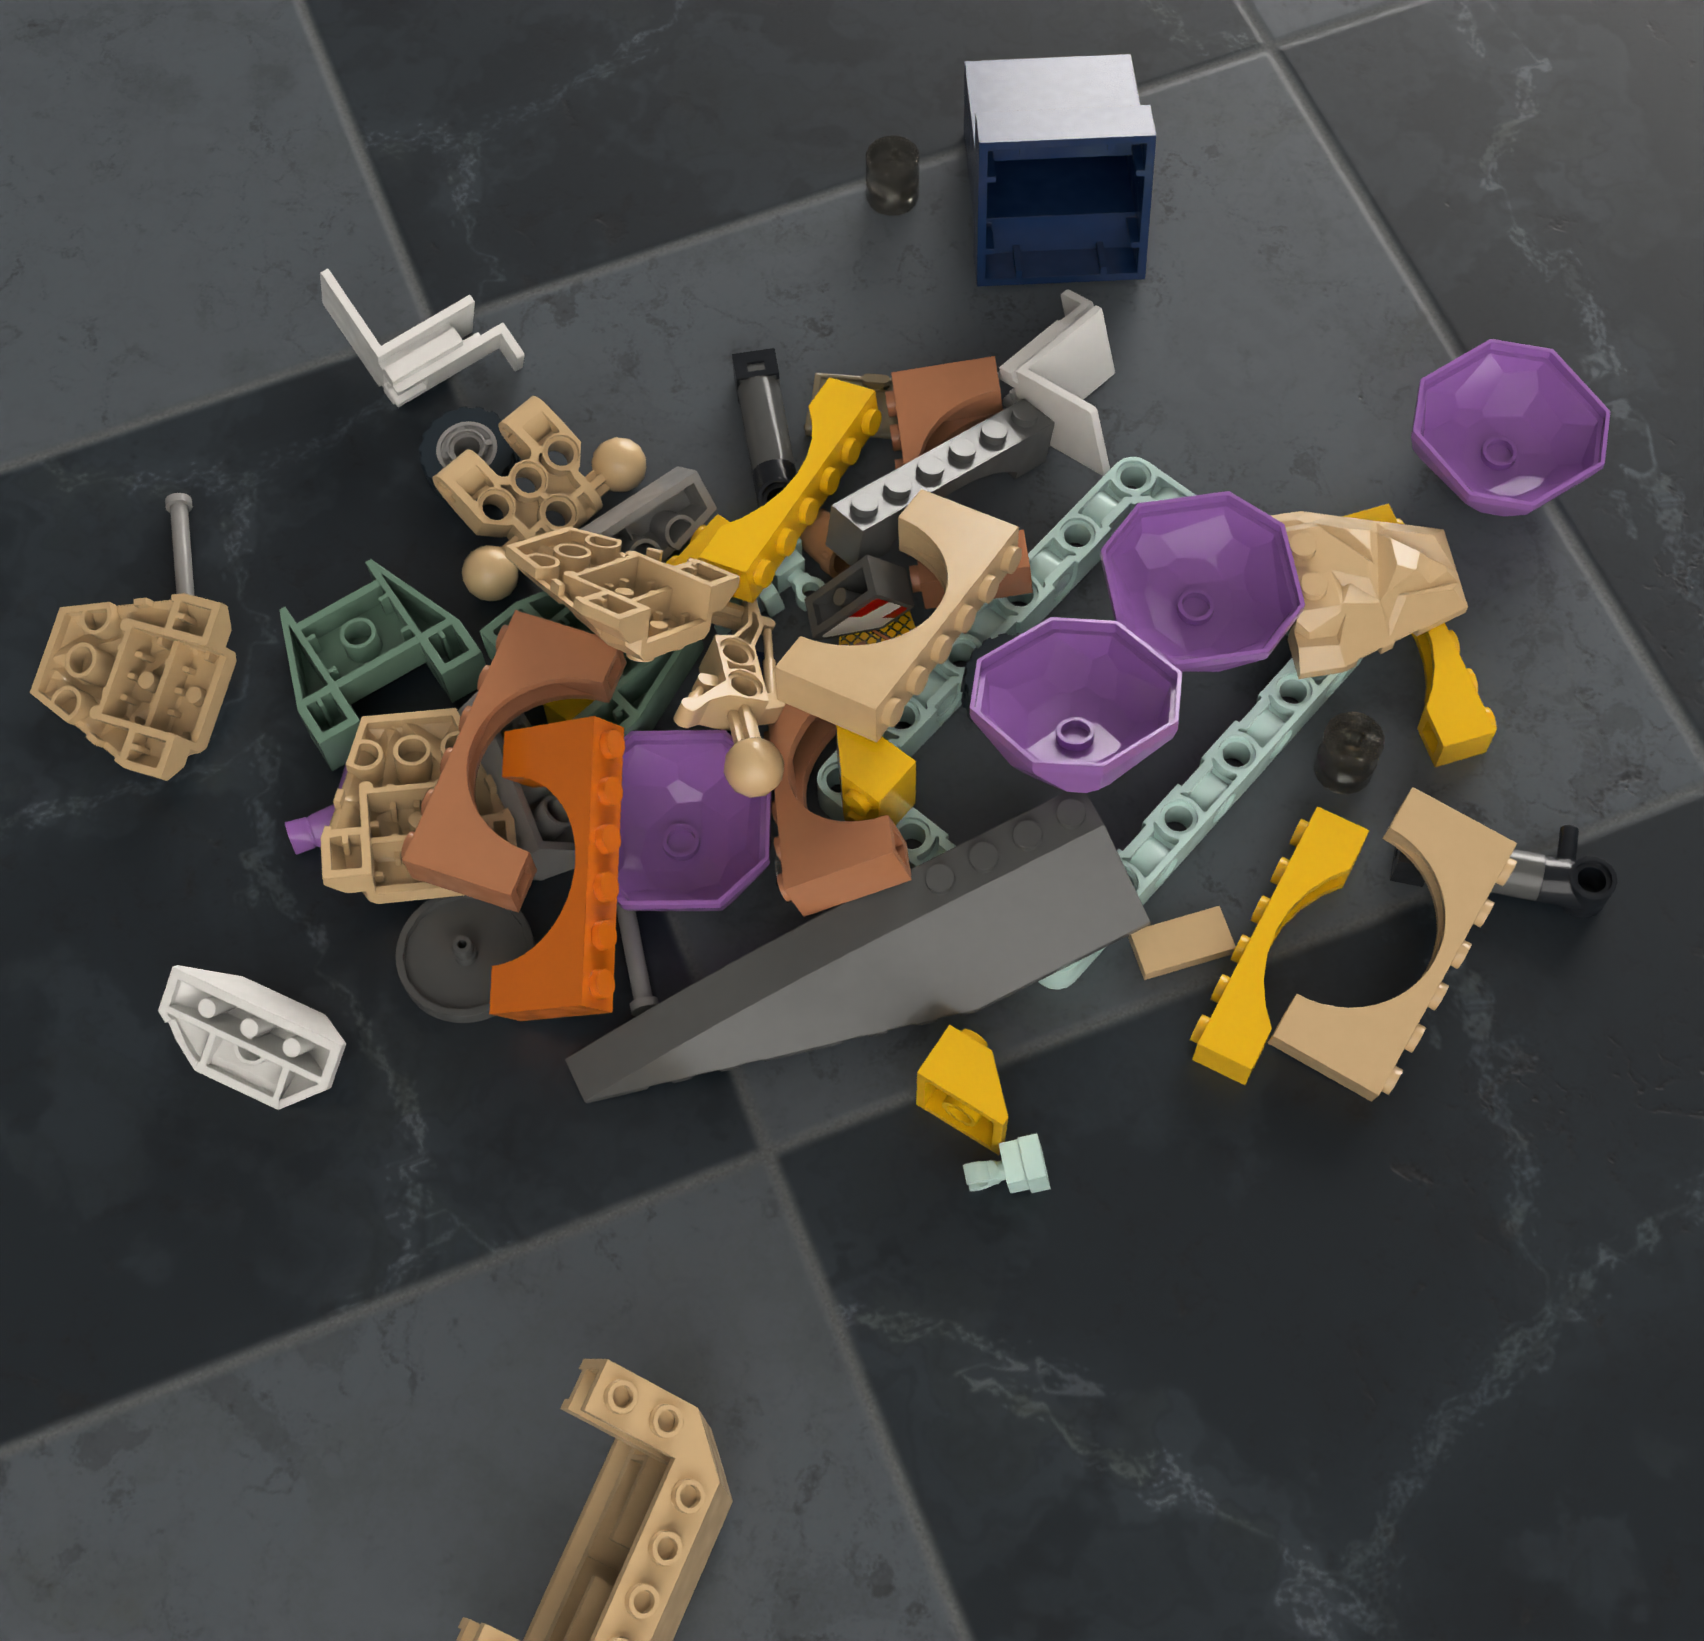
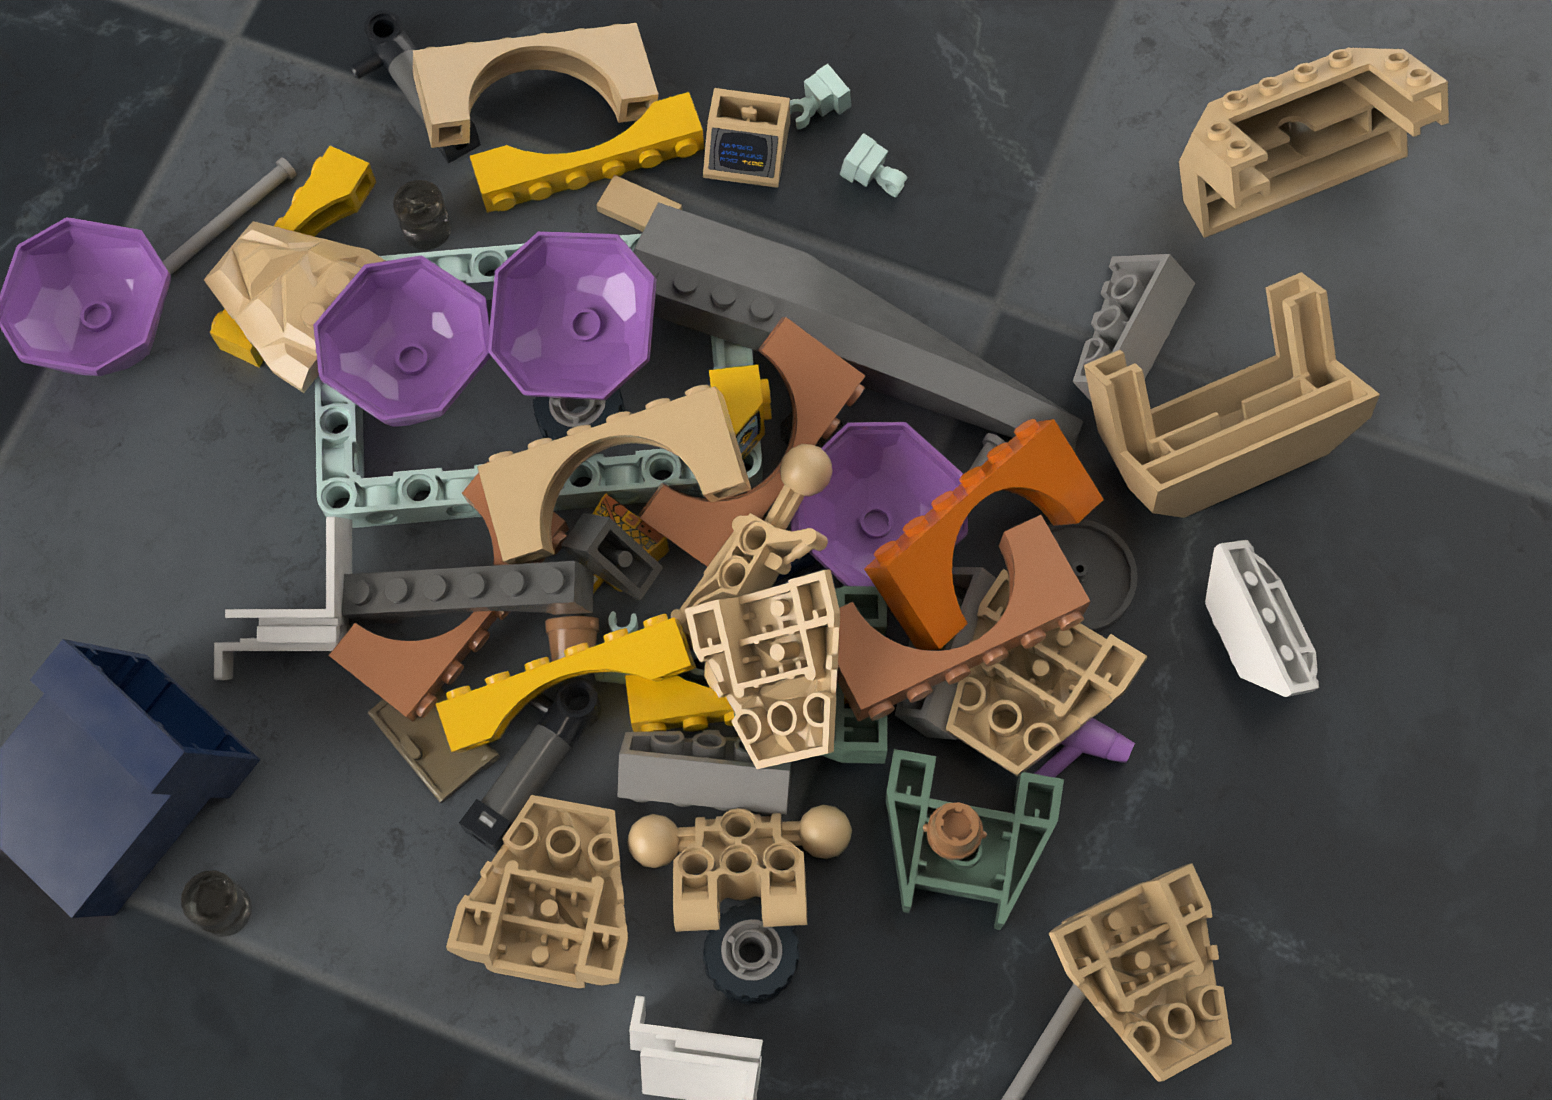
camera: 135 degrees left, 5 degrees up
(372, 625) = (954, 831): none -> medium nougat piece
(425, 1182) = (1240, 425): none -> tan wedge
(612, 1218) = (1136, 311): none -> light grey wedge
(655, 362) = (549, 899): none -> tan wedge
(964, 1087) = (858, 217): yellow slope -> none
(1138, 1206) = (822, 93): none -> light aqua piece
(1155, 1084) = (746, 137): none -> tan slope
(1517, 697) = (229, 215): none -> light grey bar

